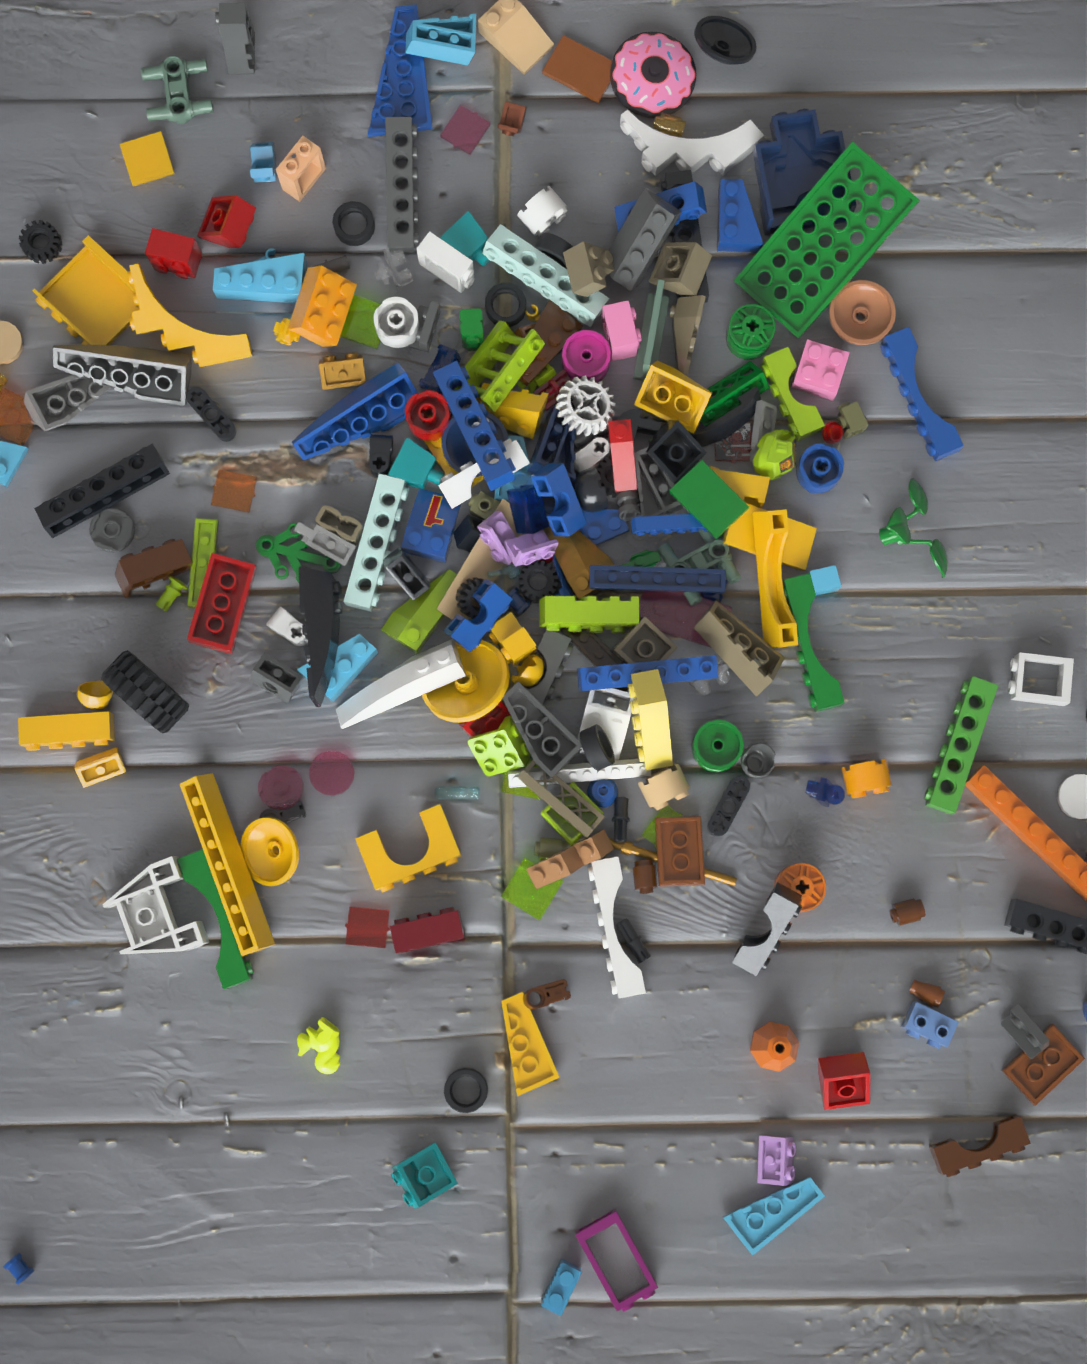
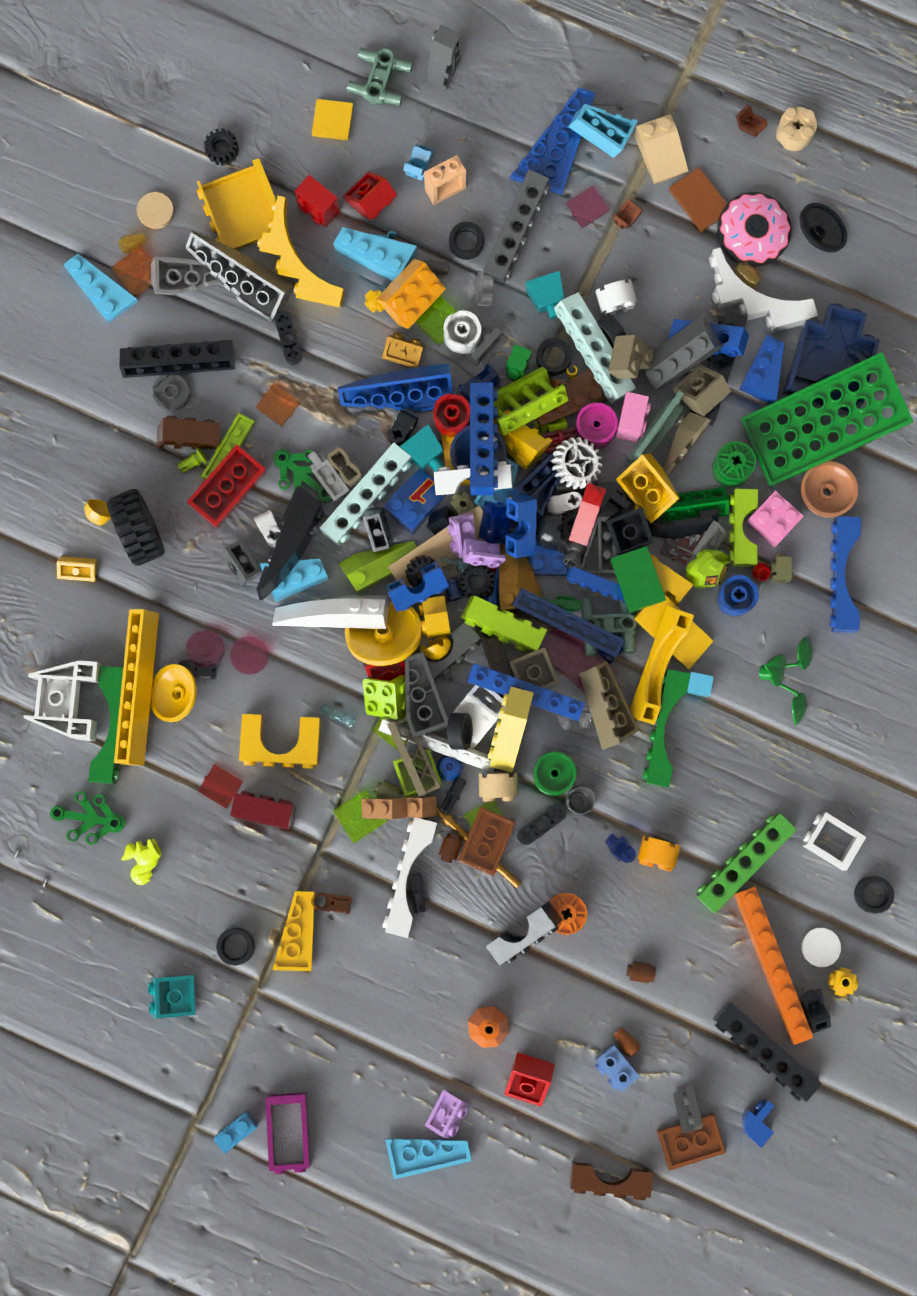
camera: 25 degrees right, 0 degrees up
(66, 729) = (64, 528): yellow brick -> none
(245, 1028) = (90, 819): none -> green plant
(446, 262) = (522, 303): white window -> none

